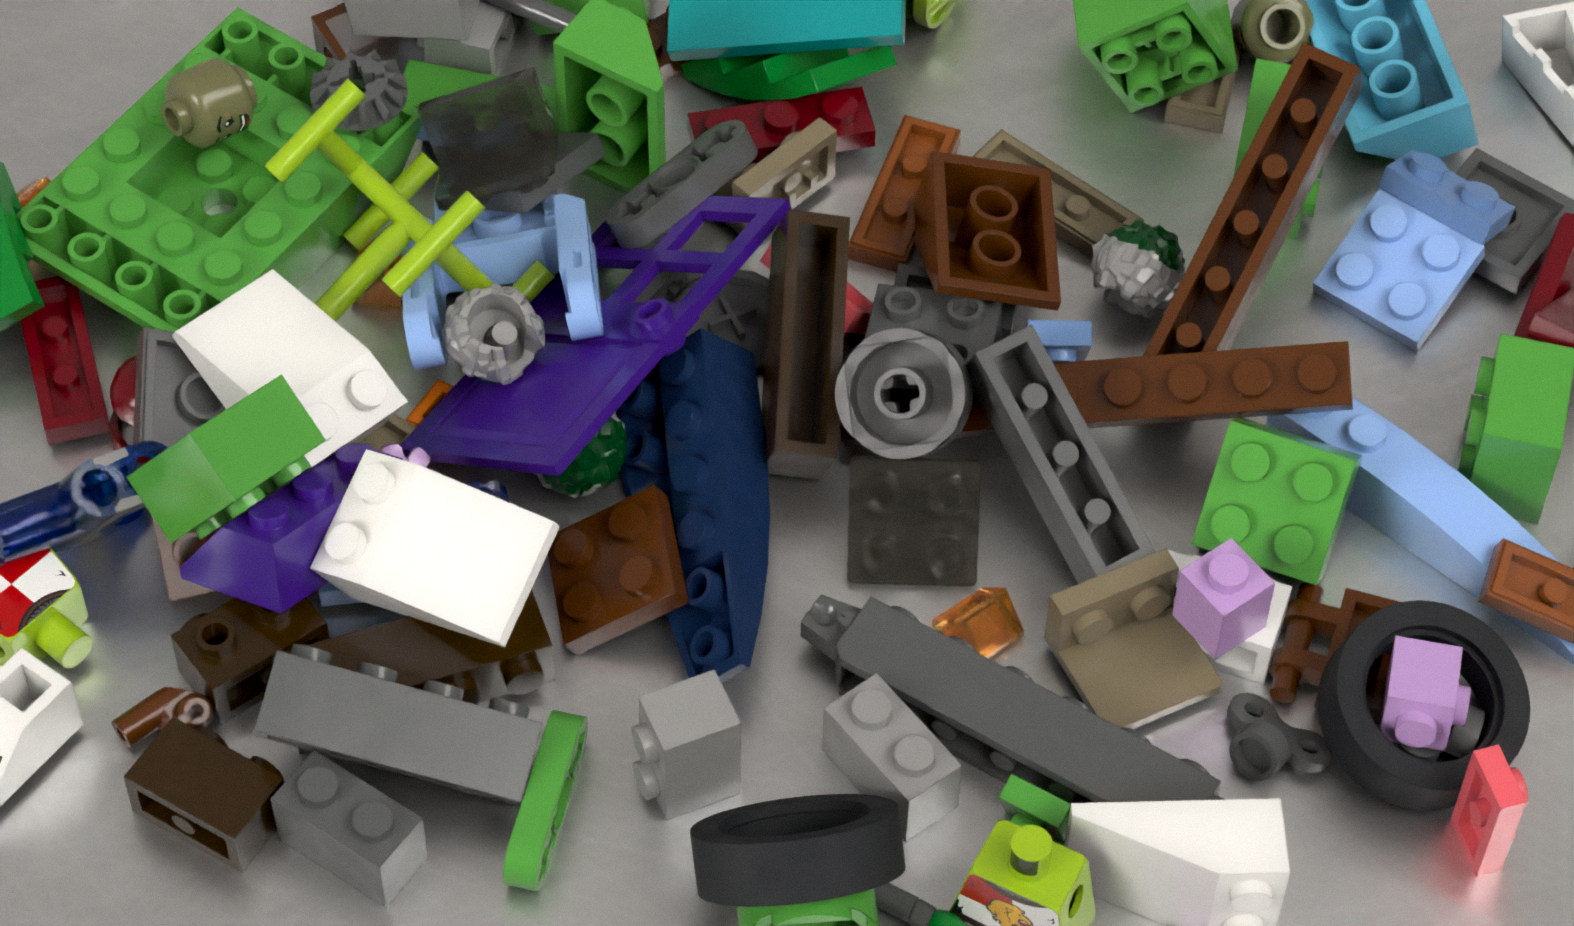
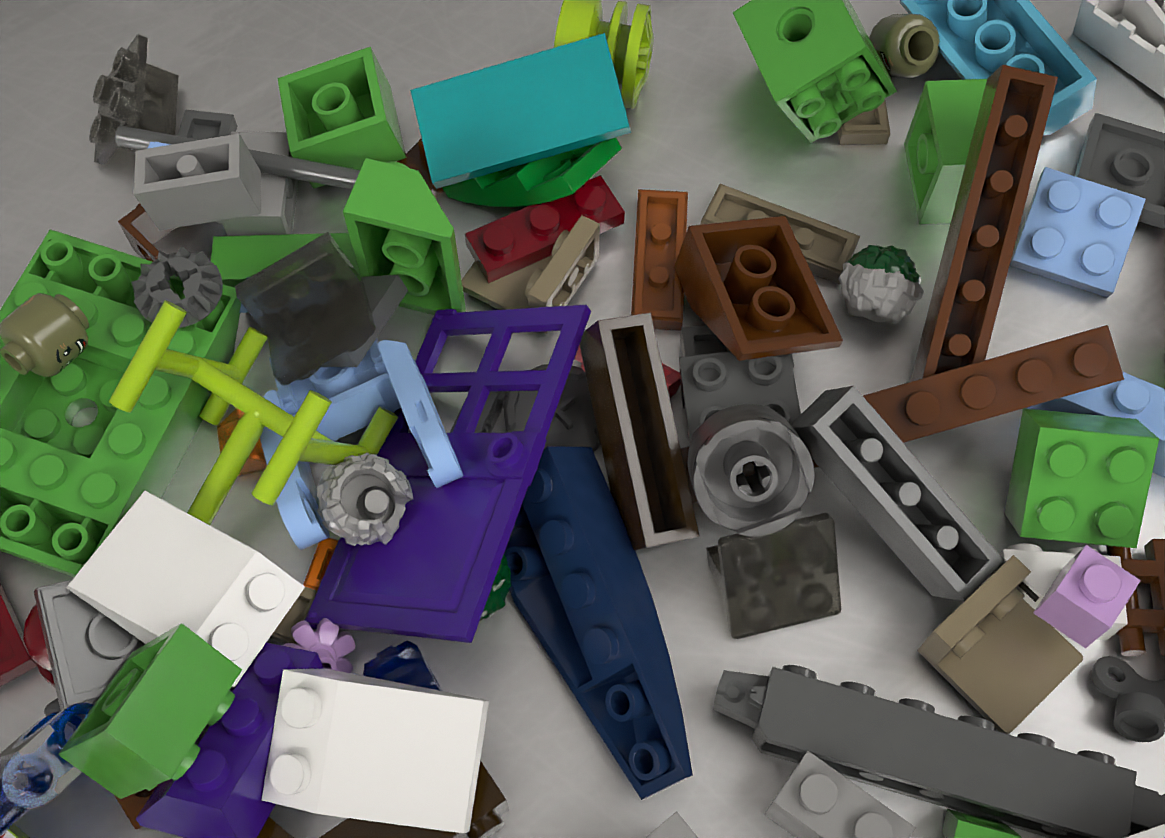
camera: 15 degrees left, 10 degrees up
(616, 570) = (538, 695): reddish brown plate -> none
(681, 184) = (465, 333): dark grey beam -> none
(983, 620) = (858, 650): clear orange slope -> none
(1064, 339) = (844, 374): medium blue plate -> none
(1445, 196) = (1115, 167): medium blue plate -> none

